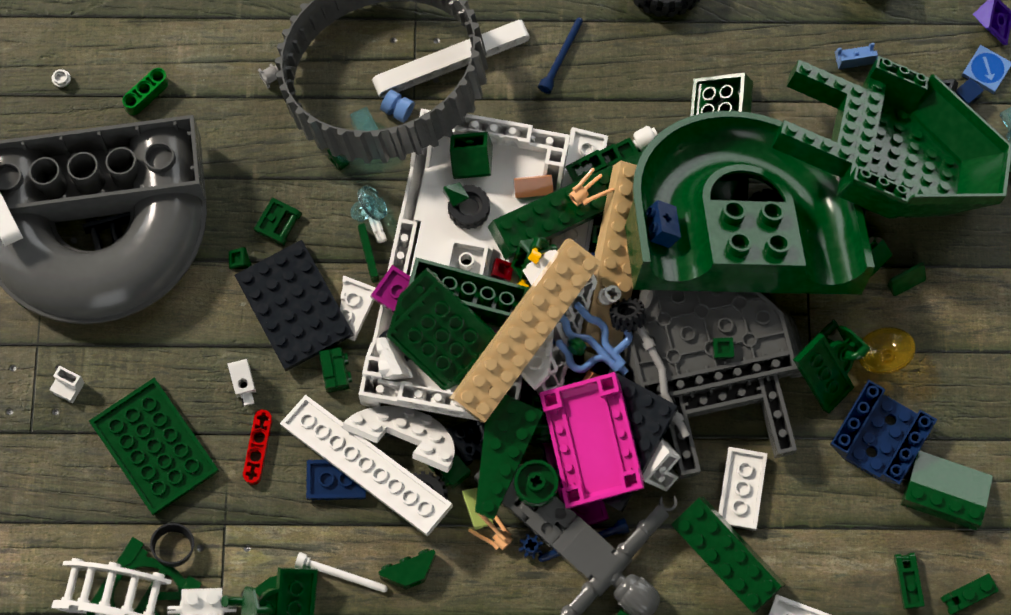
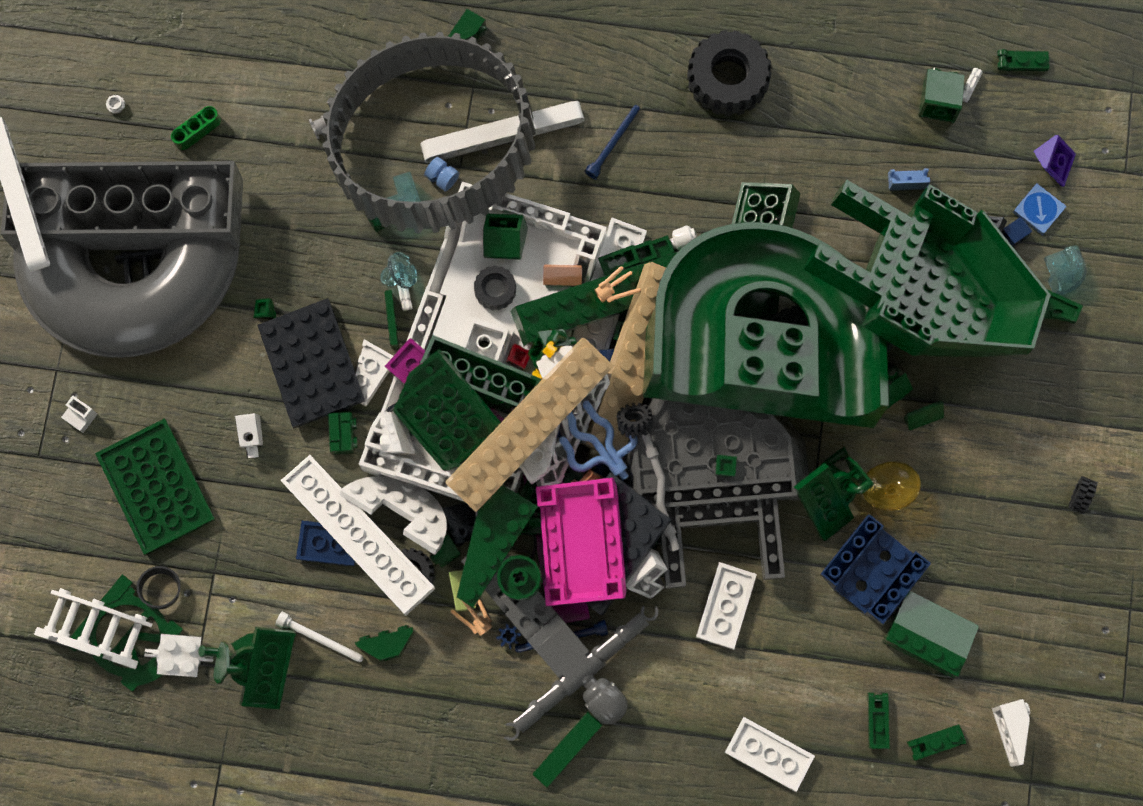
camera: 10 degrees right, 5 degrees up
(257, 447) = (254, 500): red beam -> none
(273, 217) = (303, 272): dark green plate -> none
(455, 194) = (483, 274): dark green slope -> none
(577, 346) = (579, 445): dark green plate -> none
(605, 298) = (624, 394): white bush -> none
(663, 223) = (682, 333): dark blue brick -> none
(728, 554) = (701, 671): dark green brick -> none

